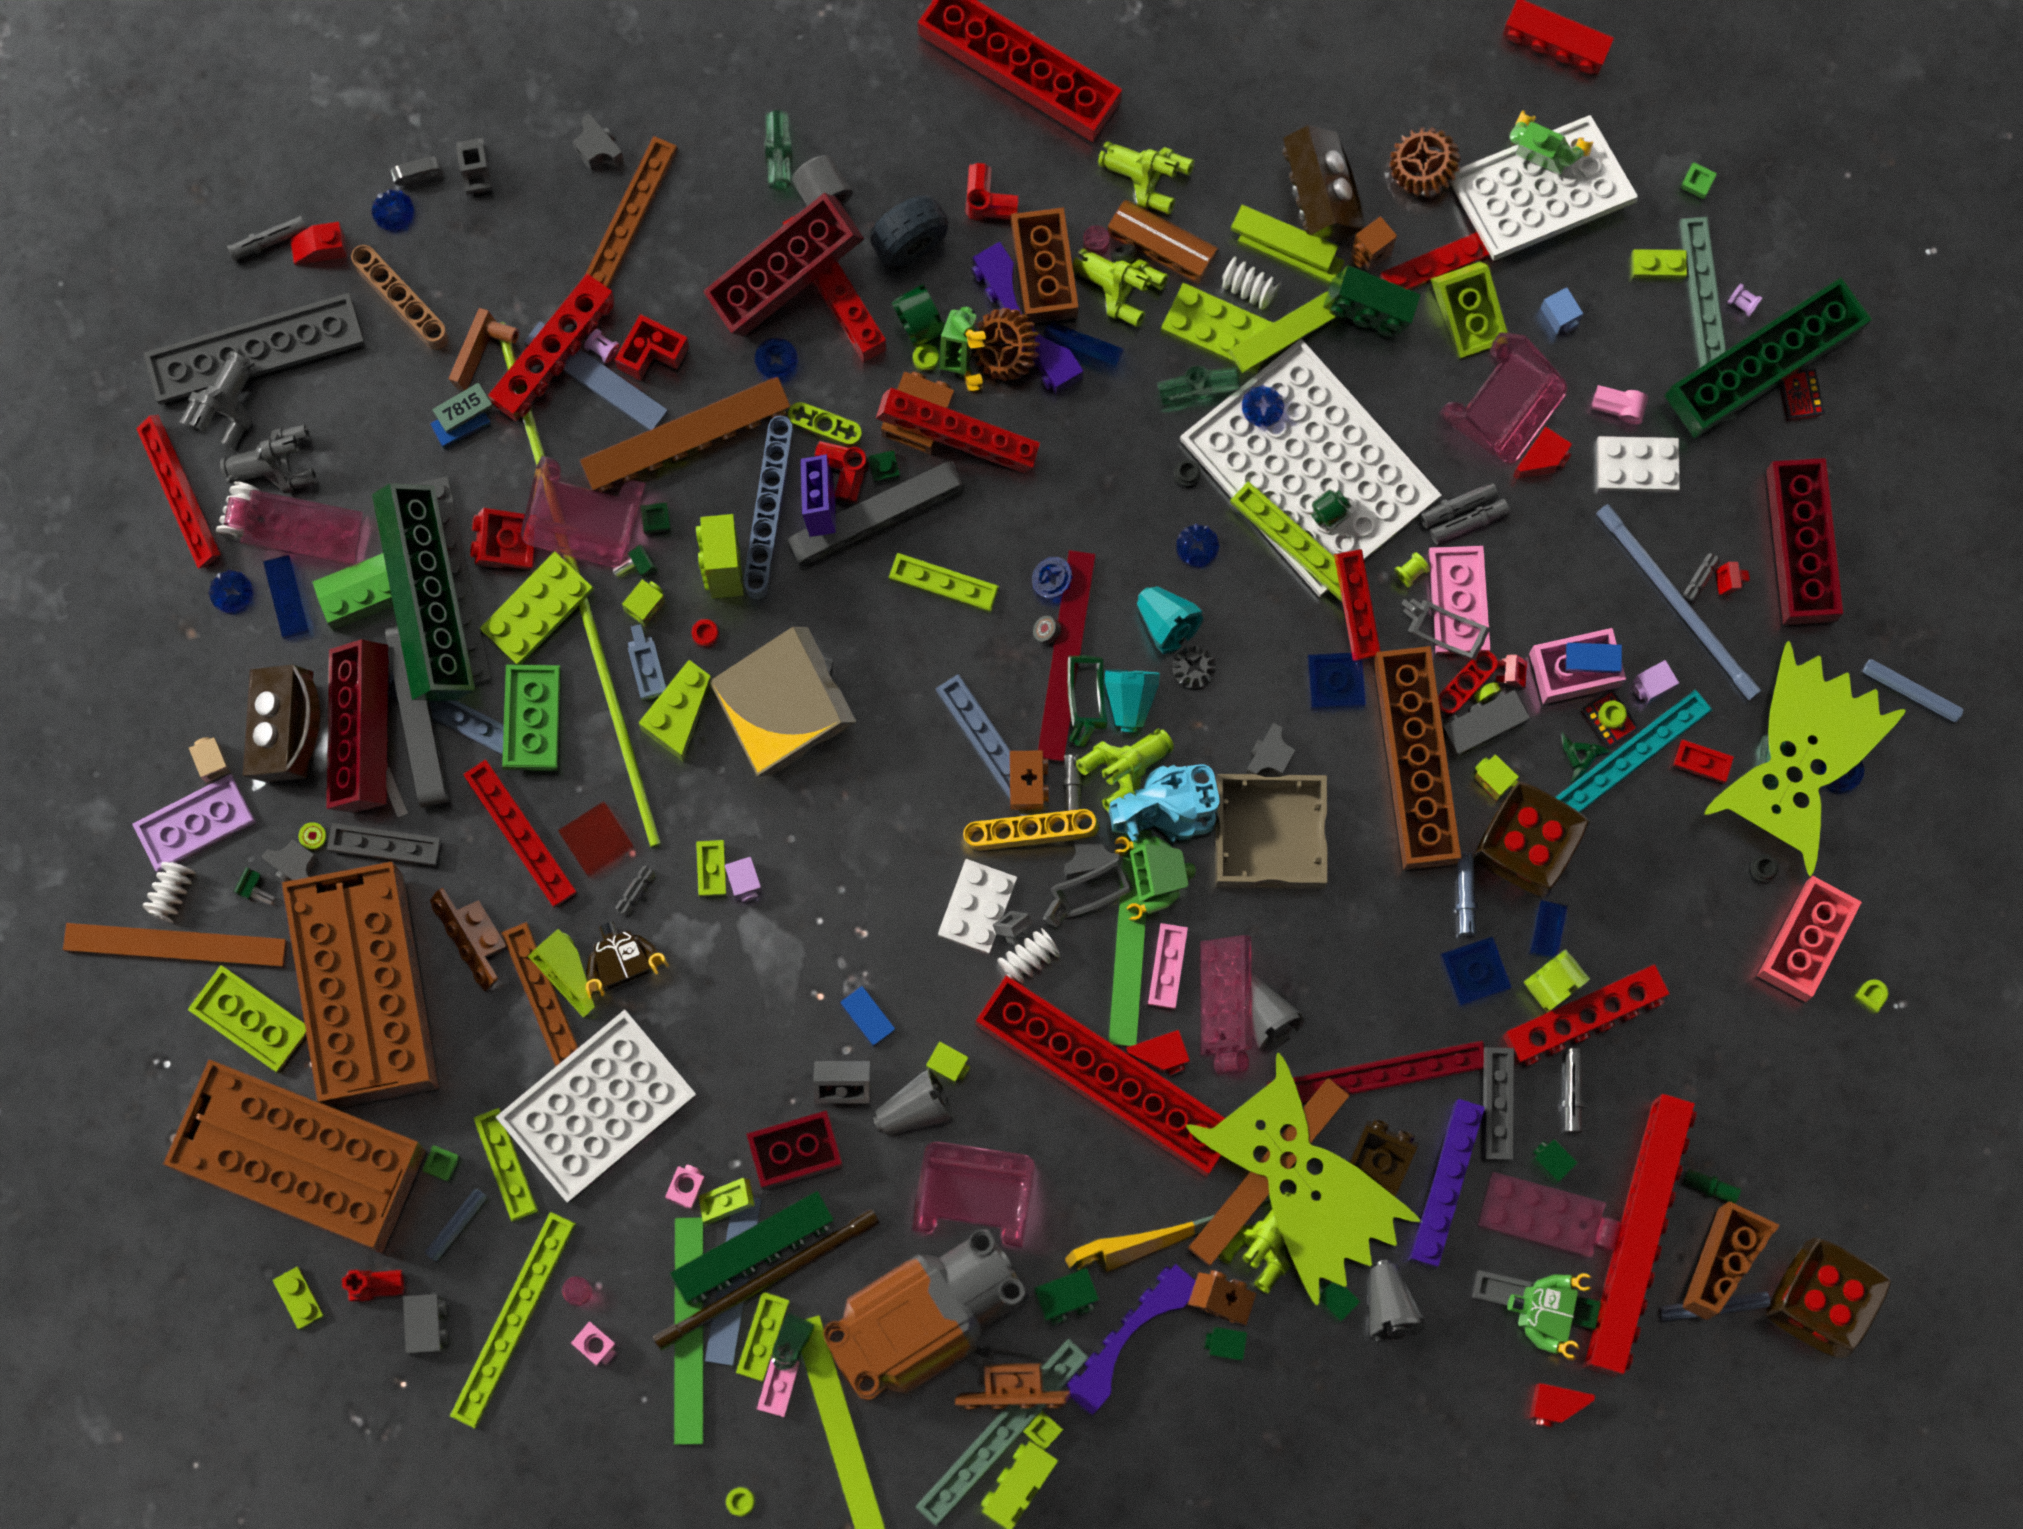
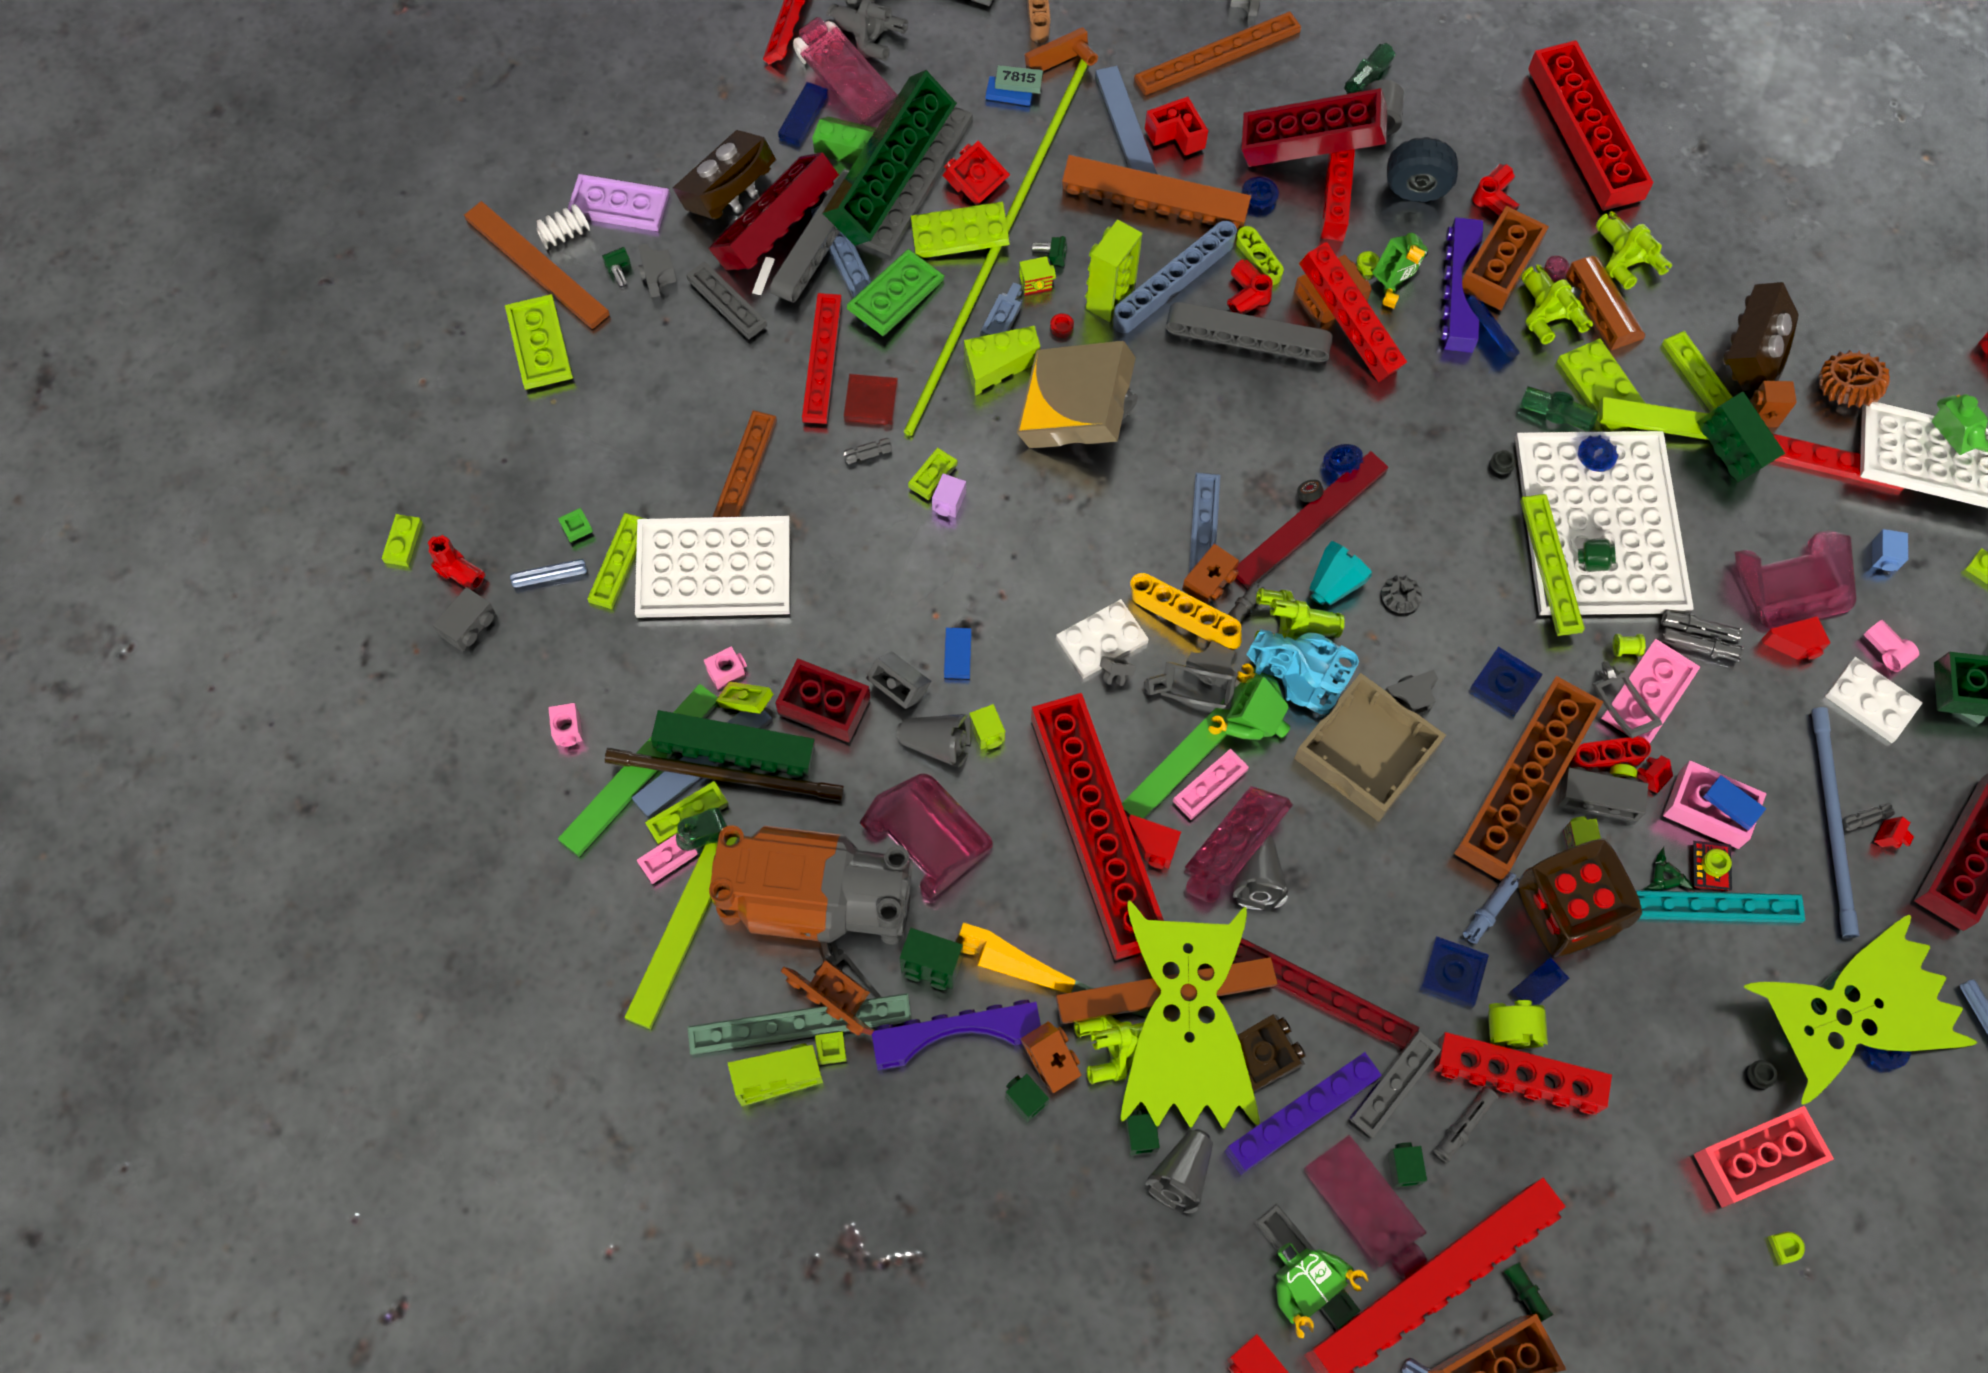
camera: 40 degrees right, 10 degrees down
(209, 759) = (662, 169): tan brick -> none
(233, 602) = (766, 92): clear blue gear -> none
(295, 1156) = (480, 438): dark orange piece -> none
(312, 836) = (685, 262): lime tile -> none
(360, 985) = (623, 364): dark orange piece -> none
(472, 934) = (733, 396): dark orange bracket -> none
(512, 1320) = (526, 666): lime tile -> none
(562, 966) = (773, 453): lime slope -> none
(574, 1287) = (584, 674): clear pink wheel -> none
(580, 519) = (1035, 194): clear pink windscreen -> none
(586, 292) = (1110, 81): red brick -> none
(601, 346) = (1143, 104): lavender bush -> none
(620, 960) = (814, 484): dark brown torso -> none
(655, 517) = (1090, 230): dark green plate -> none
(740, 1501) = (567, 919): lime tile -> none
(818, 496) = (1215, 286): dark purple brick -> none
(883, 467) = (1279, 308): dark green plate -> none
(919, 314) = (1384, 225): dark green brick -> none
(943, 582) = (1260, 411): lime tile -> none
(1003, 360) = (1434, 285): dark orange gear -> none
(1029, 956) = (1111, 698): white piece -> none
(1089, 723) = (1290, 574): dark green sword -> none
(1168, 618) = (1410, 546): teal cone -> none
(1195, 556) = (1464, 521): clear blue gear -> none
(1249, 284) = (1650, 371): white piece -> none
(1284, 237) = (1702, 358): lime tile -> none
(1357, 604) = (1566, 633): red tile -> none
(1470, 307) = (1815, 498): lime slope -> none
(1655, 682) = (1771, 864): lavender brick -> none
(1703, 761) = (1768, 953): red plate -> none

